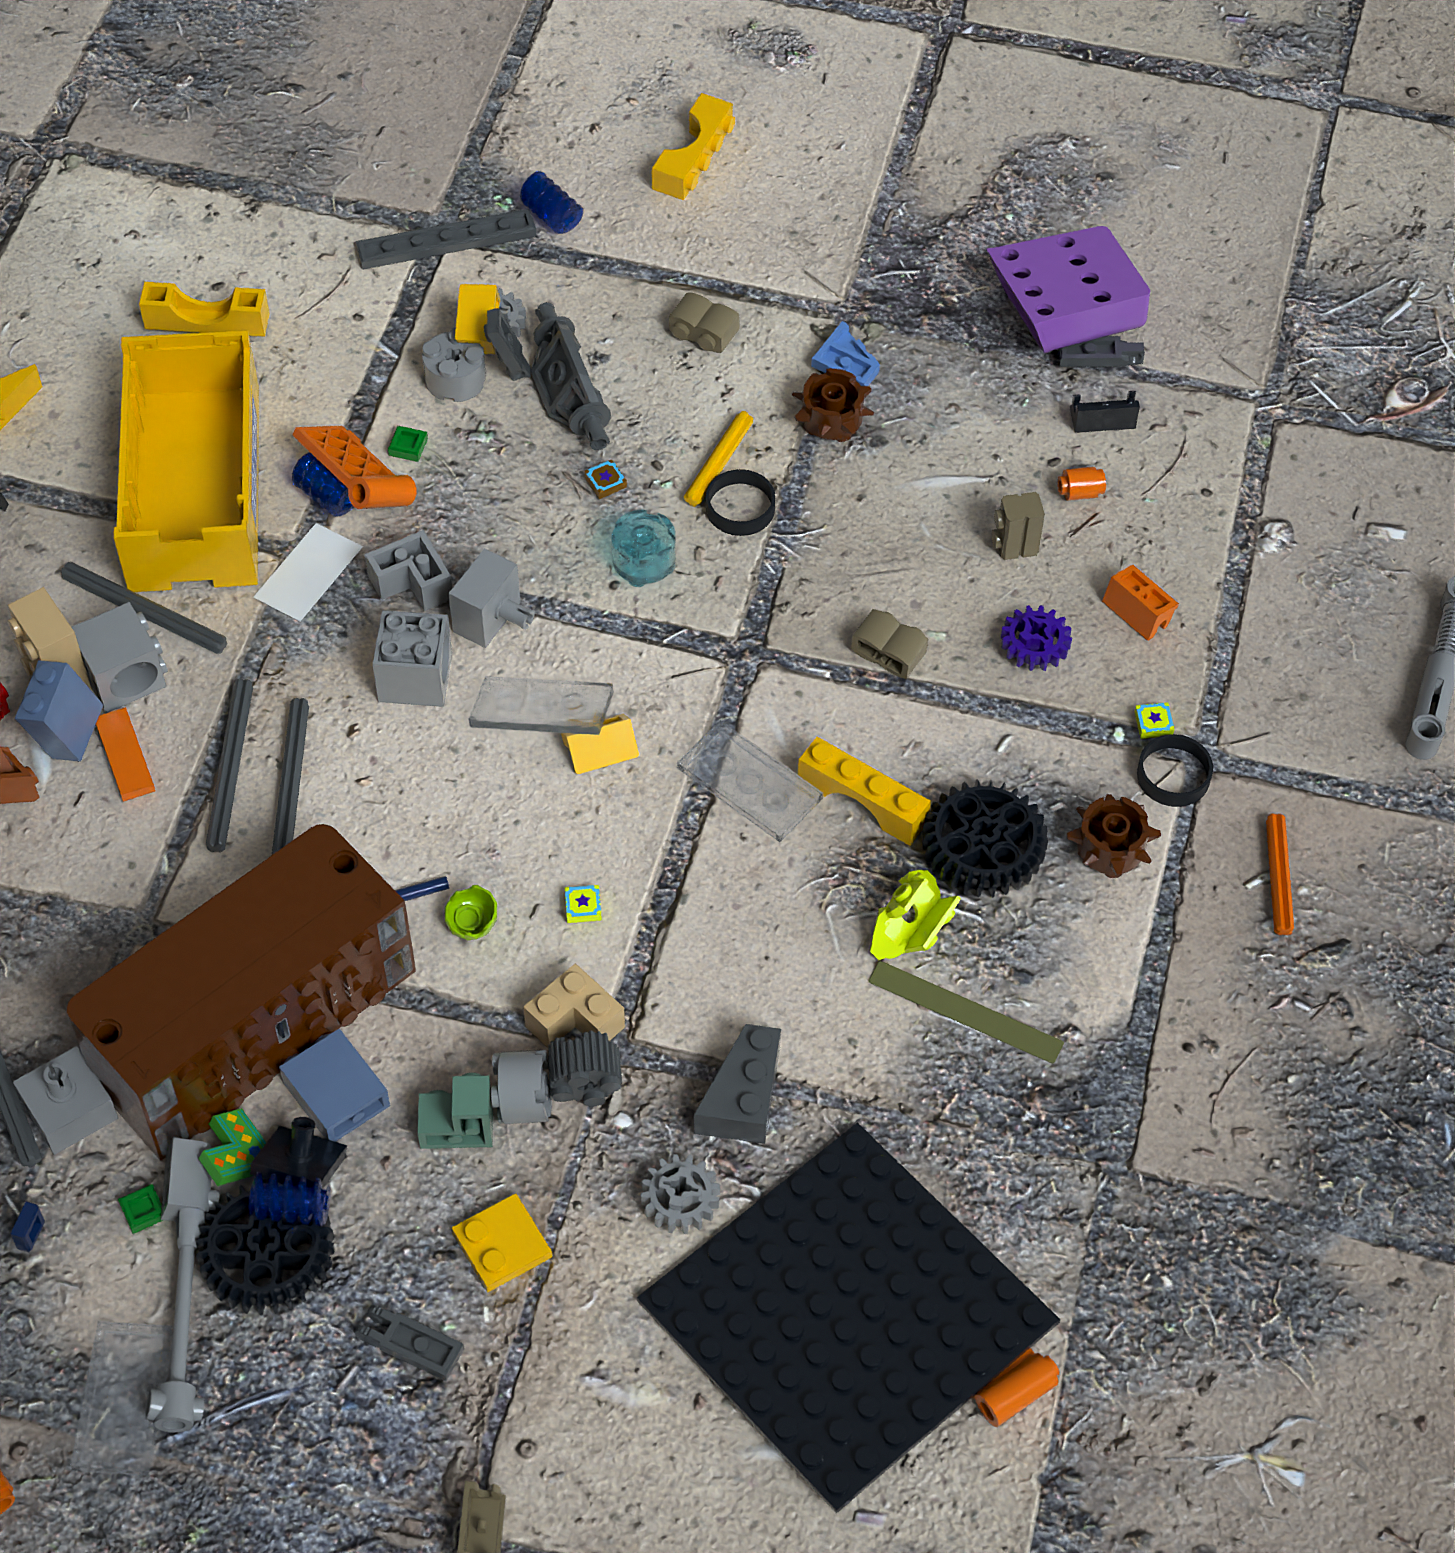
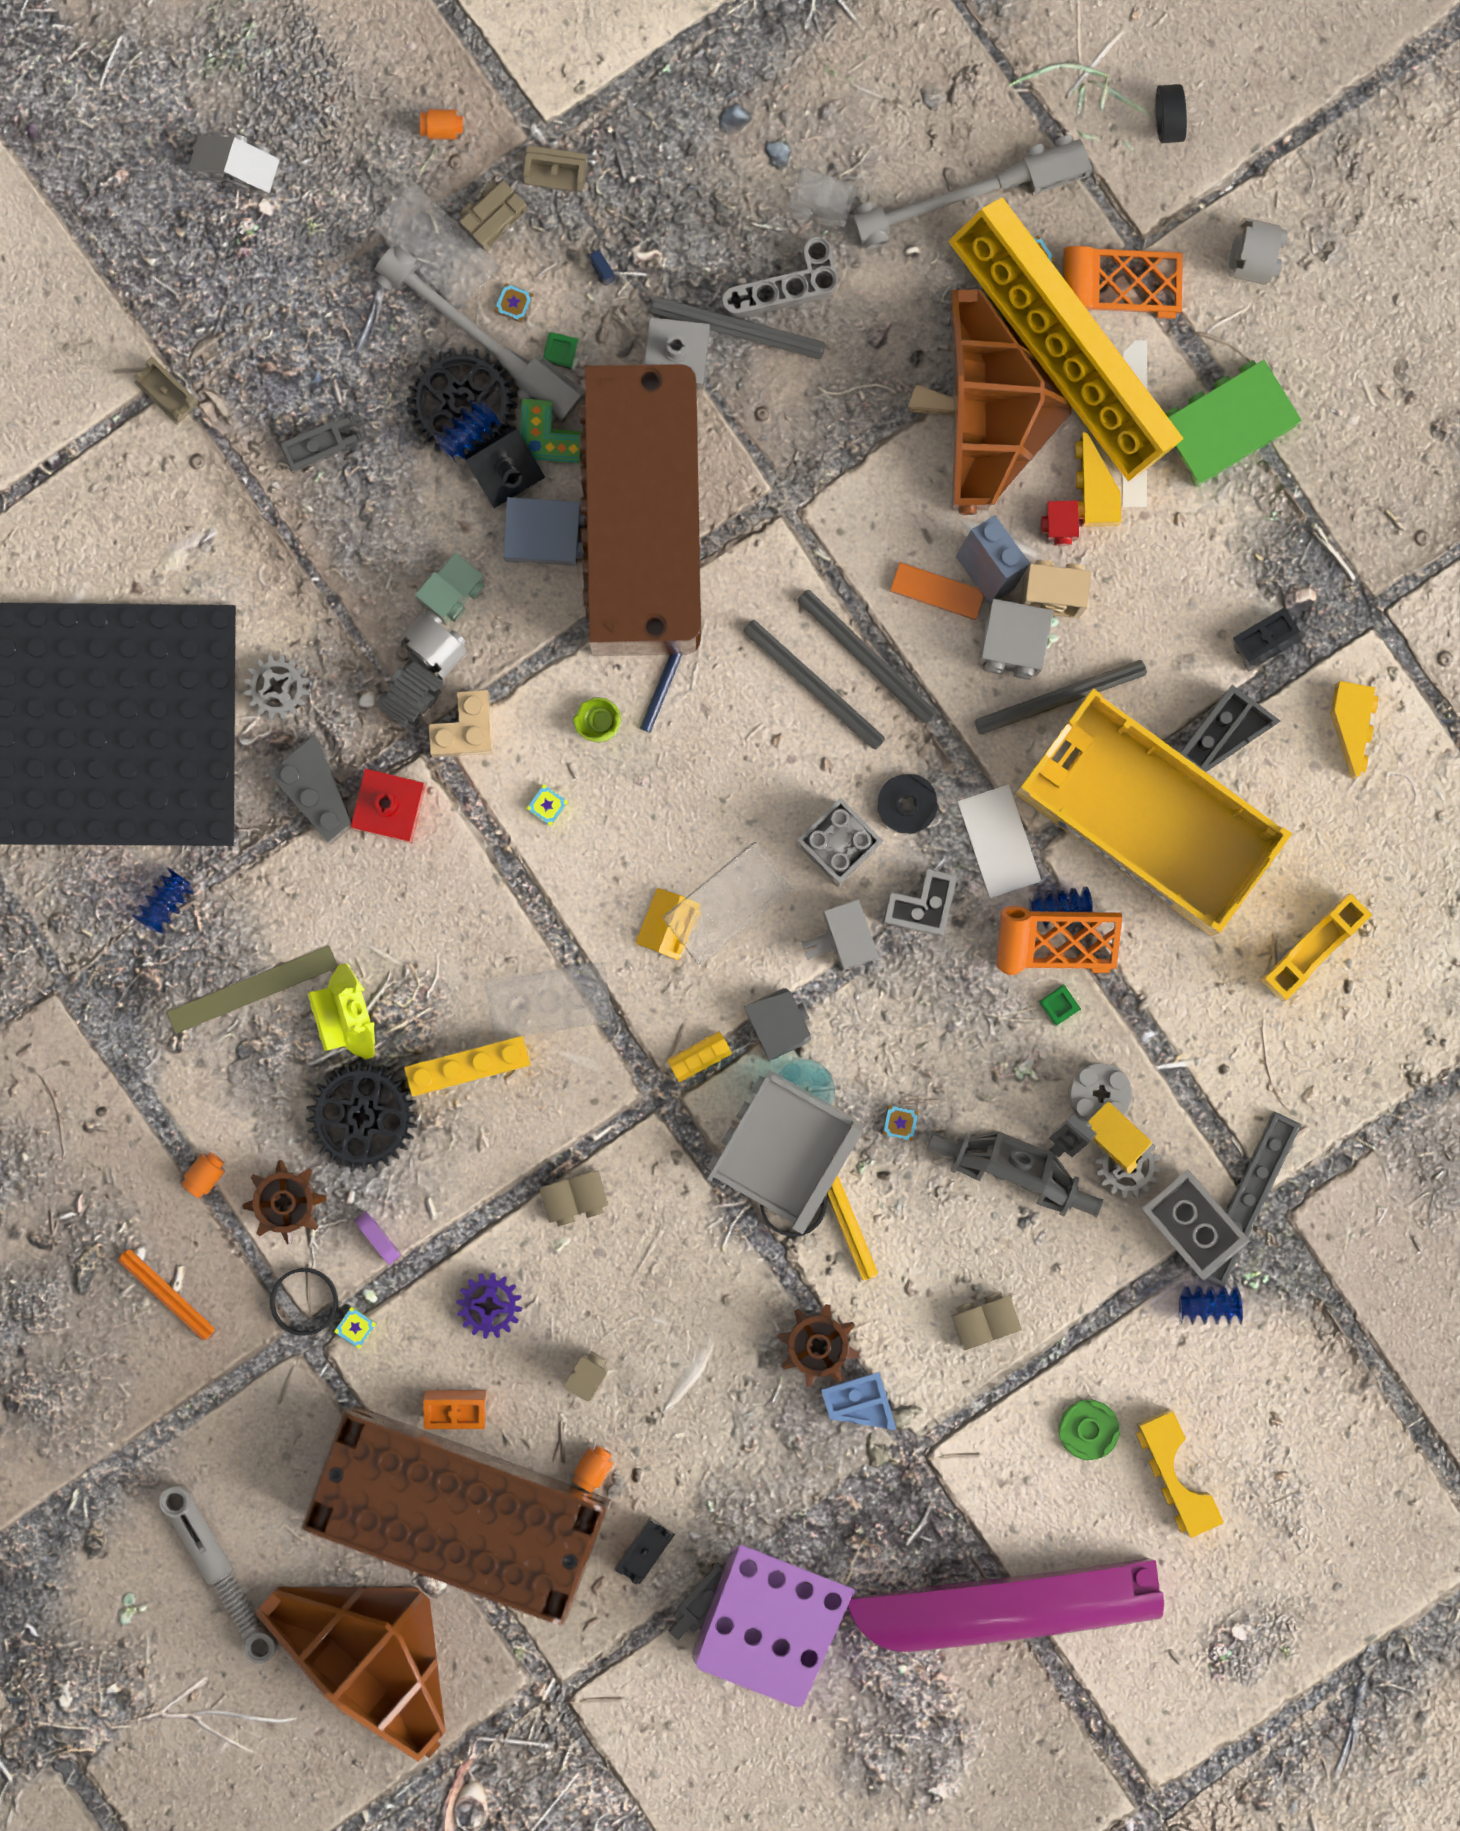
camera: 125 degrees right, 30 degrees up
(47, 1365) = (492, 214): none -> dark tan brick
(71, 473) = (1227, 728): none -> dark grey wedge
(126, 1283) = (514, 303): none -> tile
(339, 662) = (924, 800): none -> black plate
(497, 239) = (1195, 1225): none -> light grey brick
(501, 1242) = (344, 553): yellow plate -> none
(607, 605) = (779, 1023): none -> dark grey torso
(688, 640) = (699, 1056): none -> yellow axle
(700, 1016) = (388, 806): none -> red brick
(702, 509) = (786, 1149): none -> light grey panel
(717, 220) = (1089, 1429): none -> bright green tile
(893, 169) = (1011, 1607): none -> magenta slope
(963, 1129) = (164, 902): none -> clear blue piece
(1068, 754) = (377, 1237): none -> medium lavender beam
(1156, 919) = (203, 1174): none -> orange brick
(1220, 520) = (455, 1514): none -> reddish brown piece
(1388, 523) = (367, 1656): none -> dark orange panel

